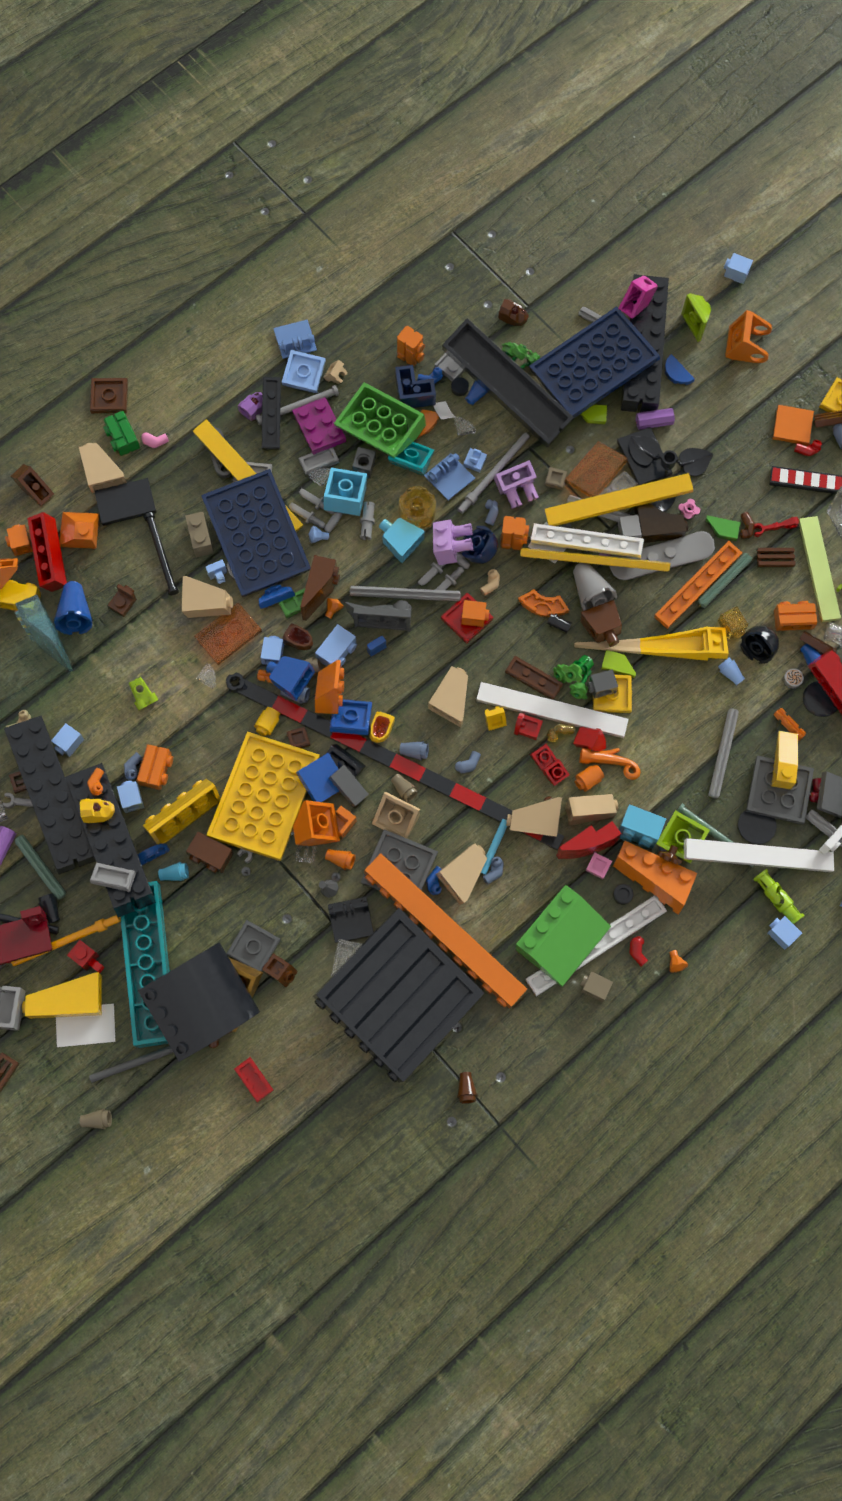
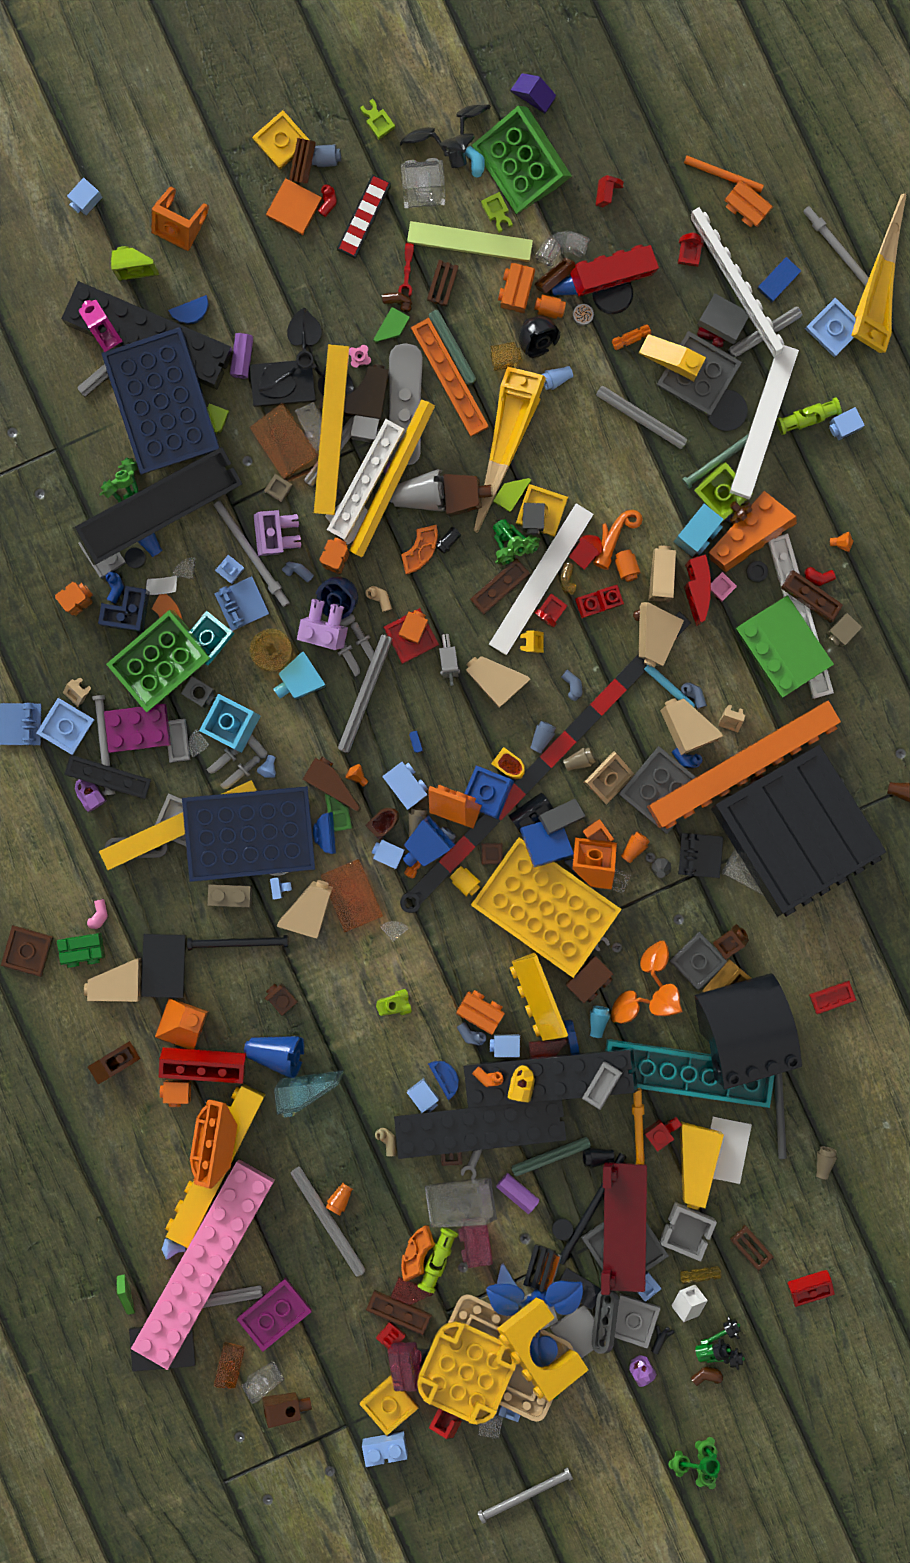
camera: 70 degrees left, 15 degrees up
(89, 756) = (446, 1077): none -> blue tile
(137, 834) = (546, 1047): none -> clear red tile
(208, 915) = (665, 1000): none -> orange plant
(367, 520) = (267, 708): light grey pin -> none
(382, 616) = (392, 709): dark grey slope -> none
(455, 650) = (448, 660): none -> light grey piece
(481, 909) = (731, 719): none -> tan tile
(512, 313) = (63, 469): reddish brown rock -> none
(617, 948) = (811, 596): none -> reddish brown tile
(789, 648) = (550, 306): none -> orange brick

